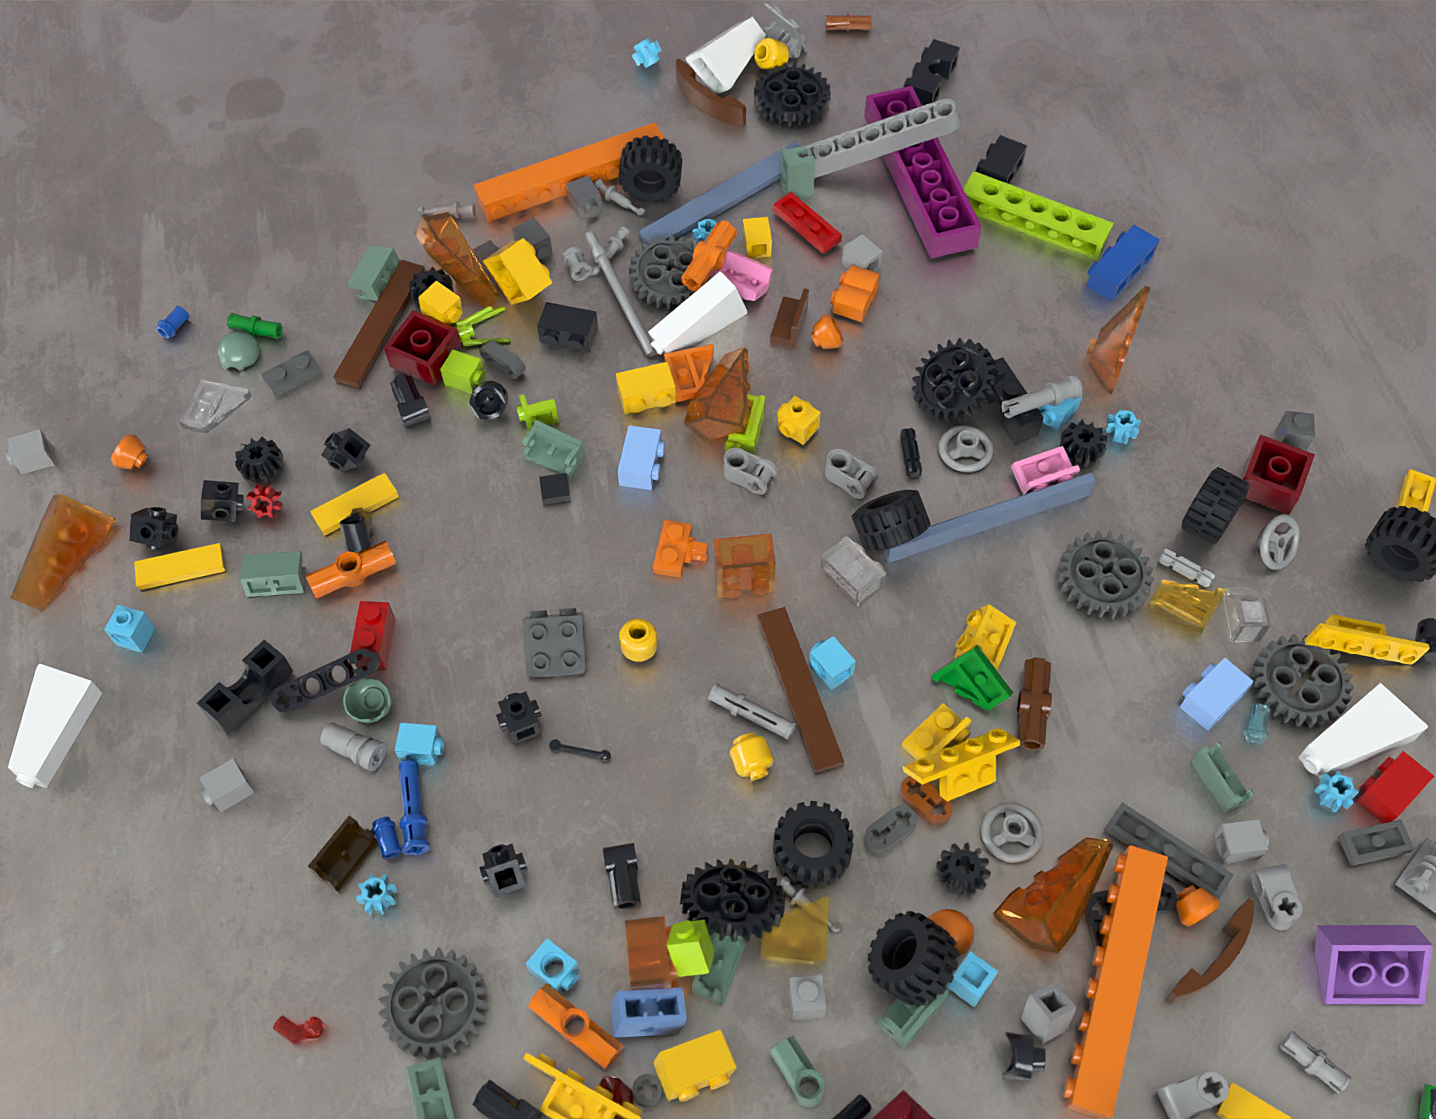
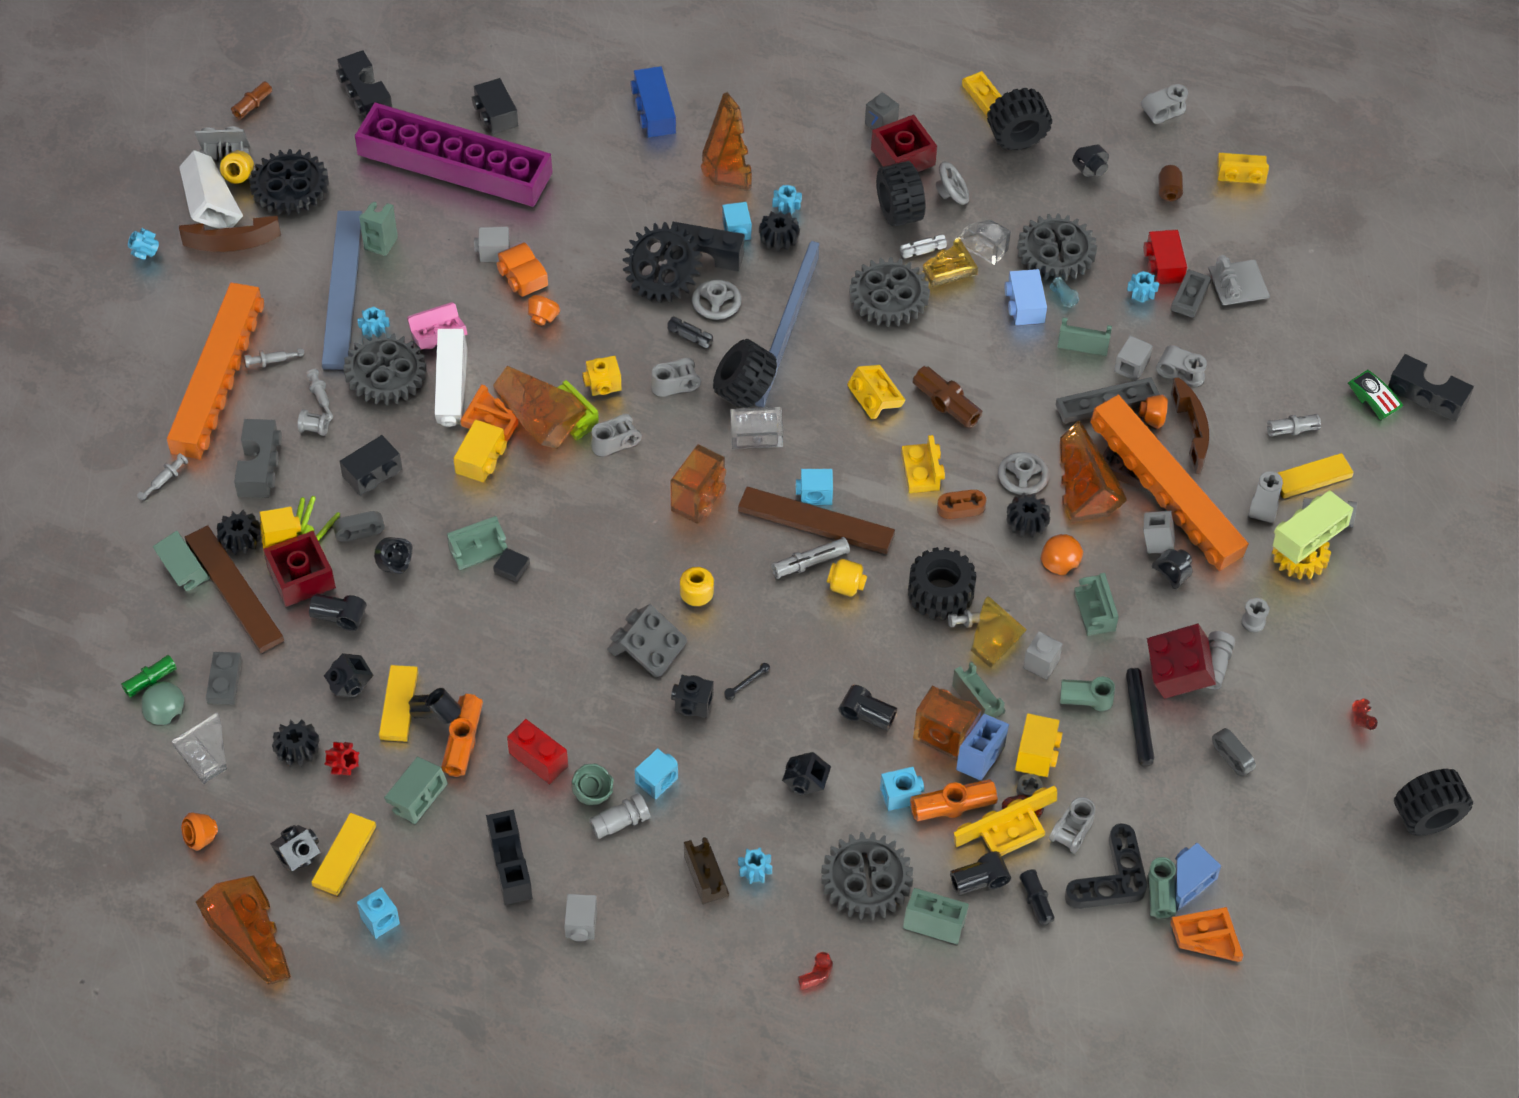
camera: 55 degrees left, 5 degrees down
(29, 451) = (123, 904): light grey brick -> none
(50, 723) = (415, 1011): white slope -> none
(168, 326) = (84, 740): blue pin -> none
(220, 501) = (314, 787): black brick -> none
(325, 679) = (557, 801): black beam -> none
(386, 837) = (715, 837): blue pin -> none
(413, 821) = (715, 812): blue pin -> none
(452, 252) = (222, 491): clear orange wedge -> none
(462, 371) = (346, 558): lime brick -> none
(518, 271) = (296, 458): yellow brick -> none
(541, 411) = (434, 535): lime bracket -> none
(584, 198) = (252, 378): flat silver brick -> none
(601, 256) = (325, 400): light grey bar -> none
(640, 458) = (539, 492): light blue brick -> none
(650, 168) = (279, 313): black tyre -> none
(677, 548) = (637, 521): orange hinge -> none
(690, 948) = (965, 684): lime brick -> none
(709, 255) = (406, 330): orange piece -> none
(733, 900) = (945, 650): black gear -> none
(757, 237) = (408, 294): yellow brick -> none
(790, 320) = (505, 324): reddish brown panel -> none
(807, 222) = (425, 255): red plate -> none
(884, 137) = (409, 146): light grey beam -> none
(885, 824) = (970, 537): dark grey beam -> none
(913, 958) = (1088, 574): black tyre -> none
(963, 765) = (959, 460): yellow bracket -> none
(972, 979) = (1106, 556): medium azure brick -> none
(975, 679) = (901, 414): green wing -> none
(1038, 216) = (566, 117): lime brick -> none
(1044, 470) = (780, 267): bright pink bracket -> none
(1051, 394) = (734, 214): light grey pin -> none
(1364, 639) = (1060, 193): yellow bracket -> none
(1364, 732) = (1117, 242): white slope -> none
(1372, 964) = (1261, 352): medium lavender slope -> none

